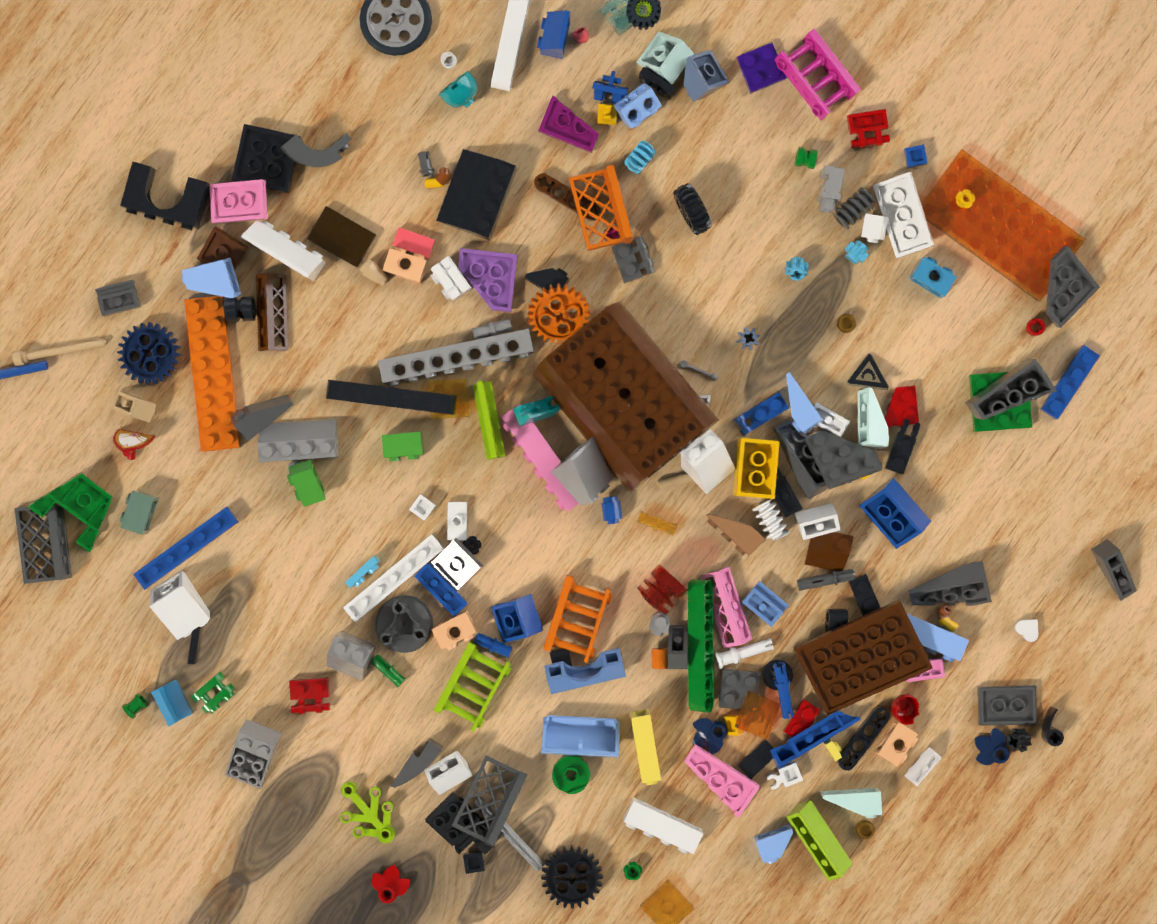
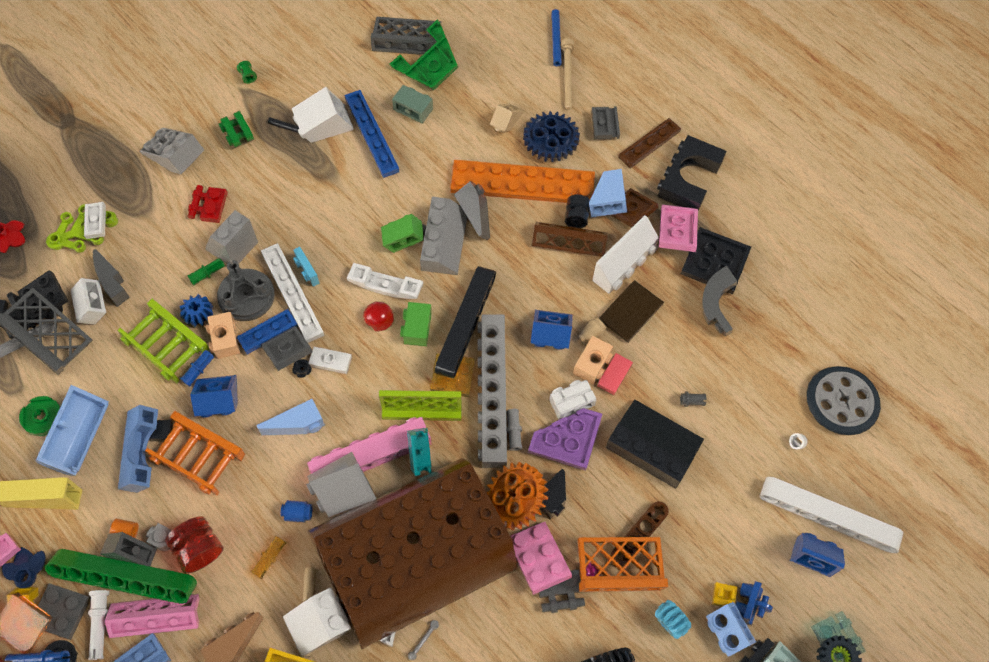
camera: 100 degrees right, 25 degrees down
(130, 441) = (476, 106): shield -> none
(132, 246) = (649, 143): none -> reddish brown tile
(172, 702) = (239, 98): dark azure panel -> none
(357, 799) = (94, 220): none -> white plate
(364, 488) = (384, 284): none -> white slope
(379, 312) = (551, 329): none -> blue slope
(400, 486) = (378, 316): none -> red hair
(422, 507) = (352, 330): white plate -> none
(427, 662) = (189, 312): none -> blue gear
(440, 180) = (675, 410): arm -> none
(460, 91) = (764, 444): teal cylinder -> none
(526, 533) = (295, 421): none -> light blue slope
(567, 127) = (715, 548): magenta wing -> none
(581, 35) = (814, 583): coral hinge -> none
(609, 282) = (540, 558): none -> bright pink plate

